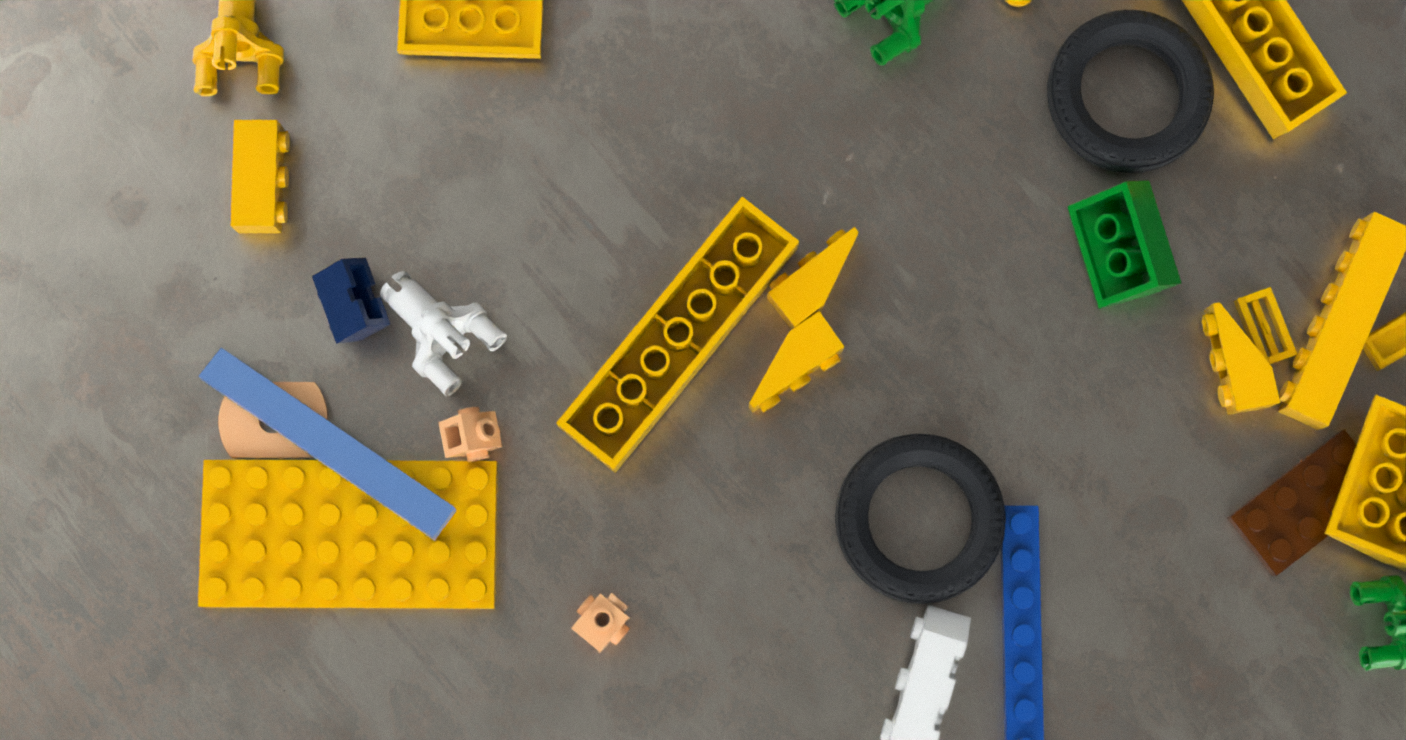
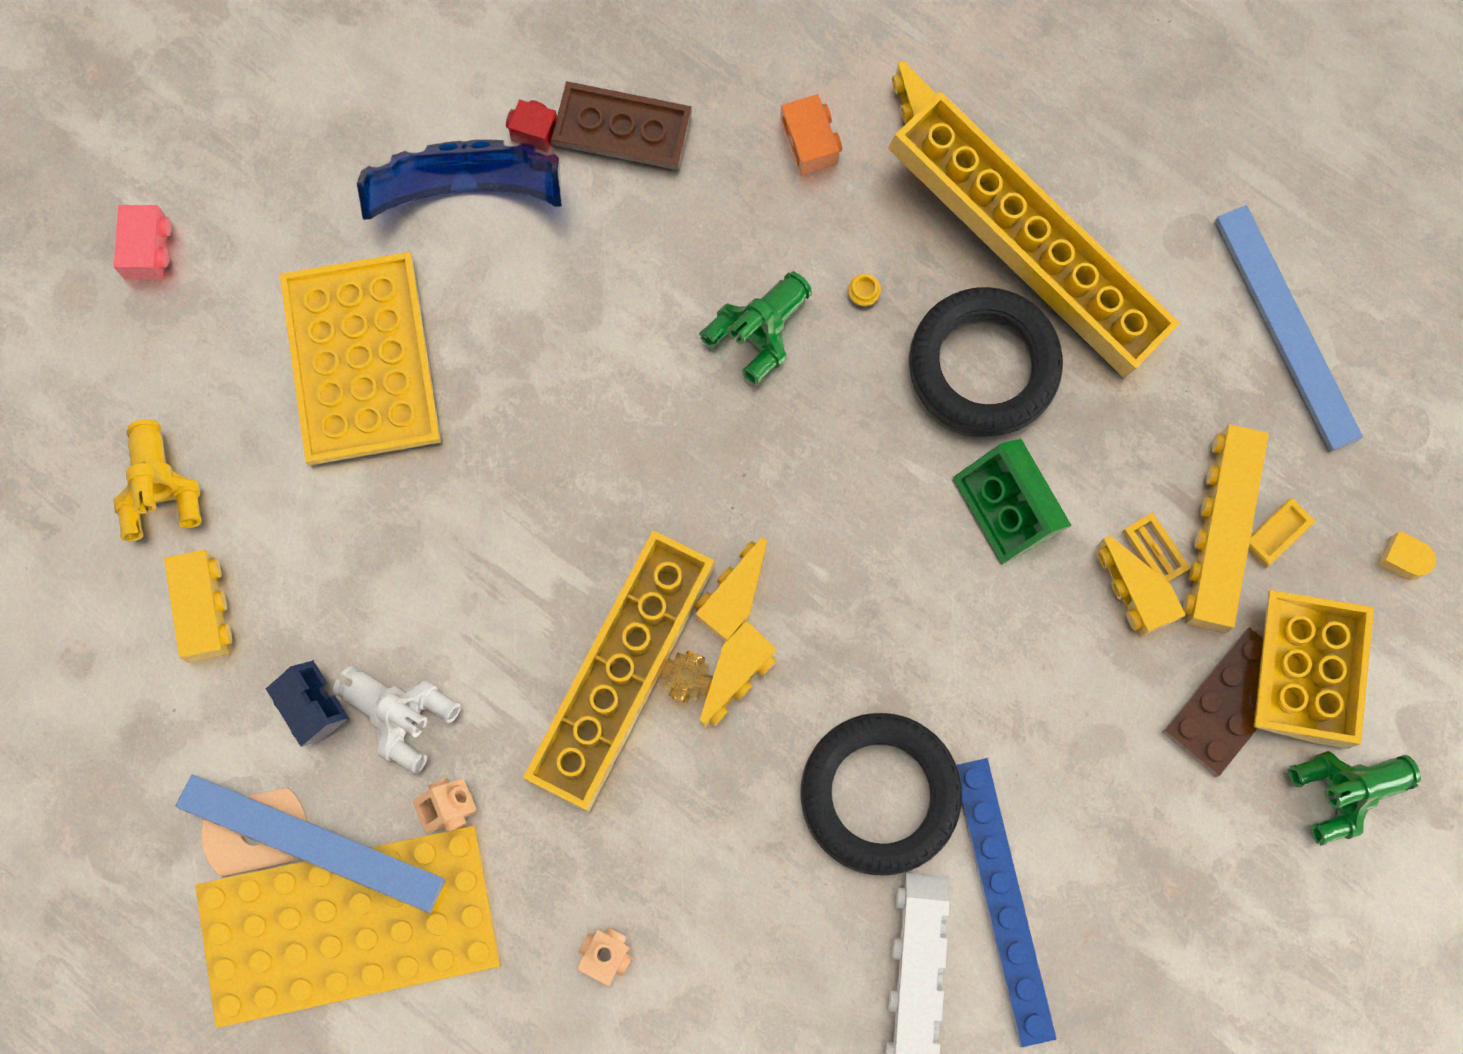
camera: 15 degrees left, 5 degrees down
(741, 369) = (691, 689): none -> clear yellow brick

